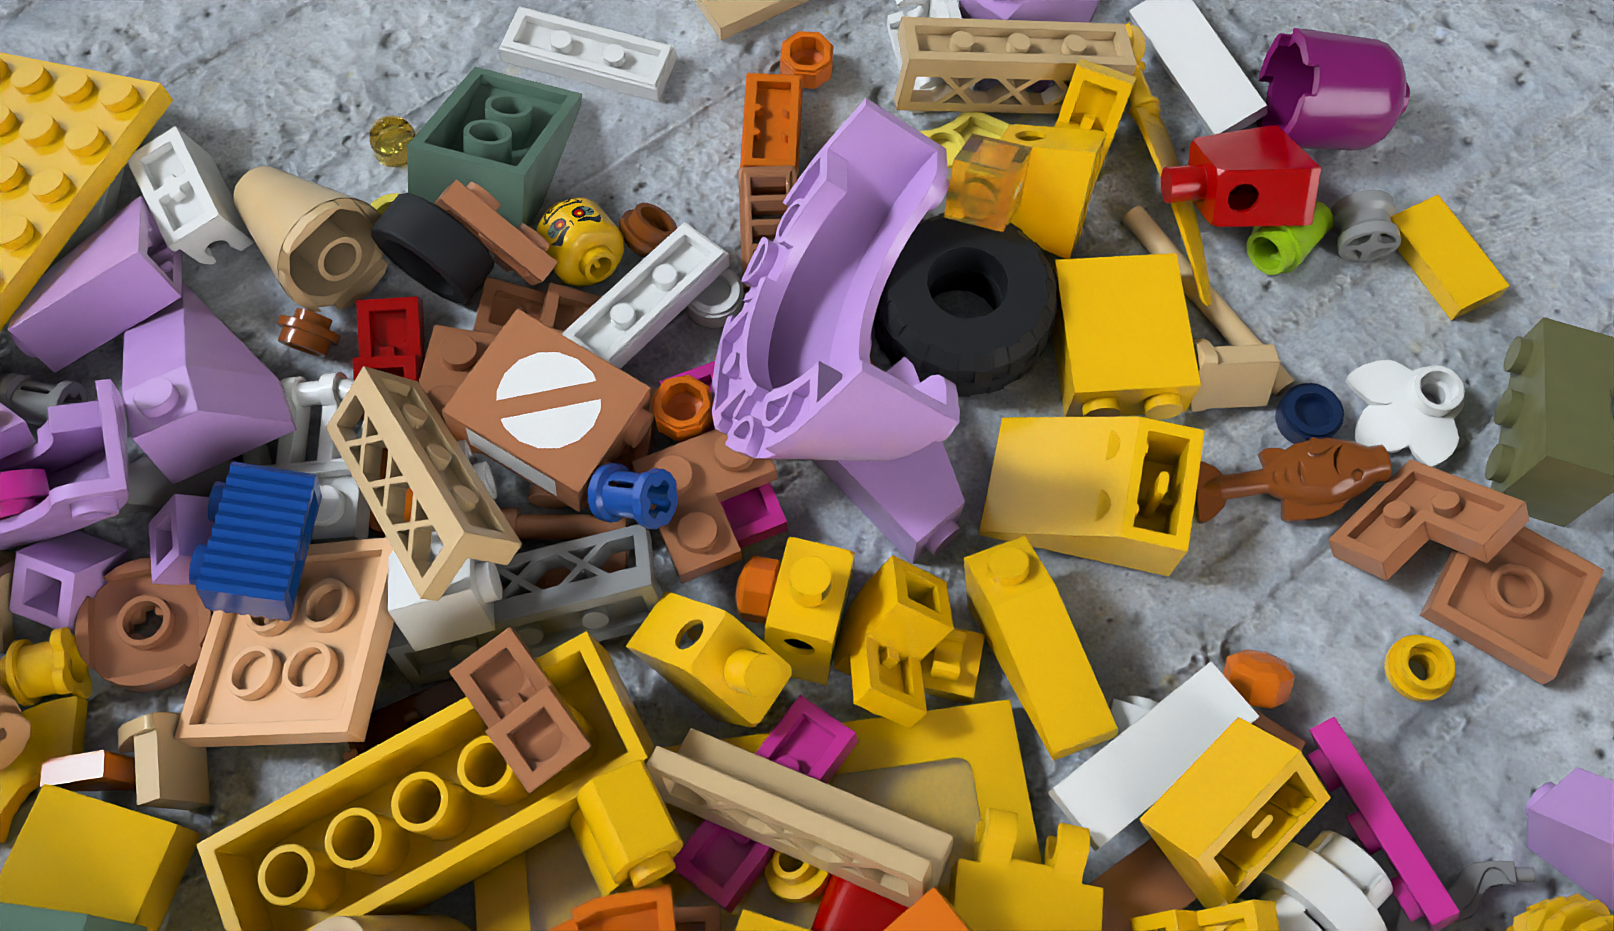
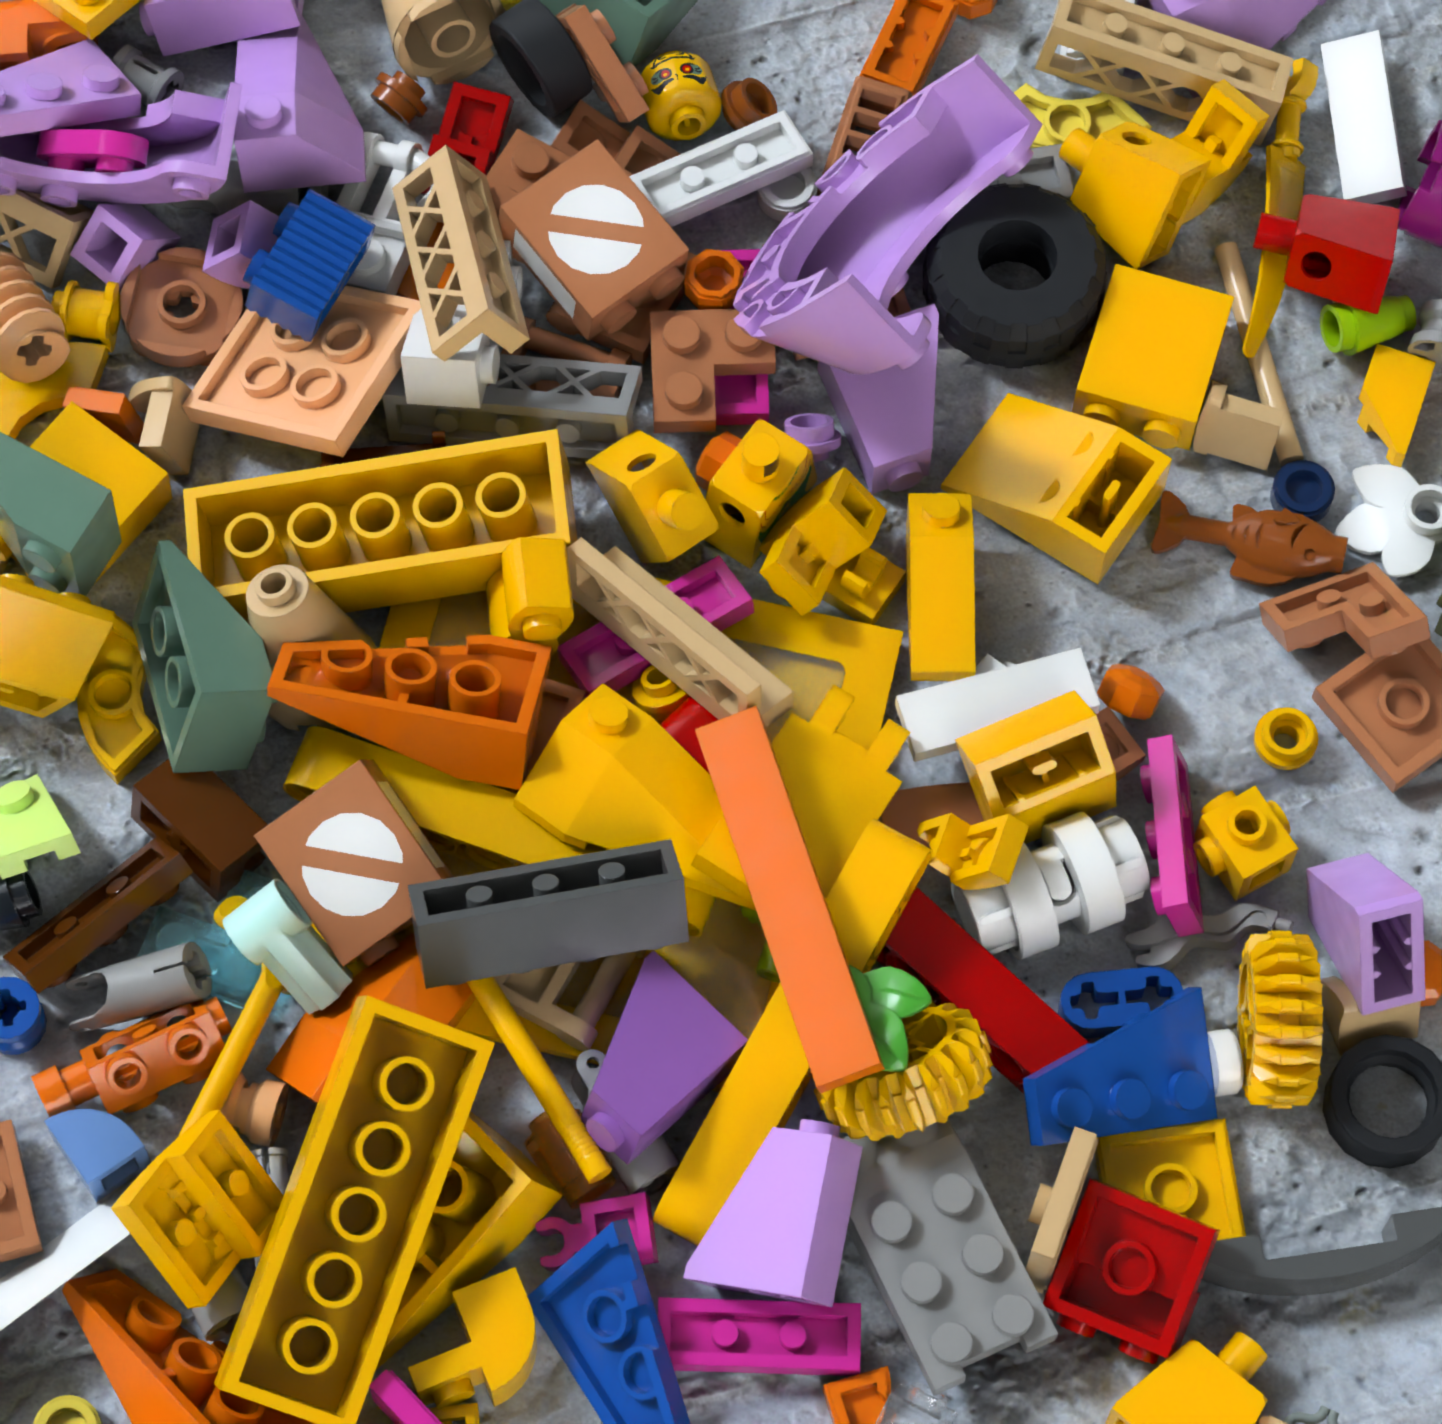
camera: 20 degrees right, 0 degrees up
(521, 709) = (482, 467): nougat slope -> none
(633, 495) = (638, 337): blue bush -> none
(836, 526) = (815, 432): none -> lavender plate
(987, 182) = (1073, 168): clear yellow brick -> none
(1351, 298) = (1394, 398): none -> yellow slope
(1451, 801) = (1244, 841): none -> yellow brick

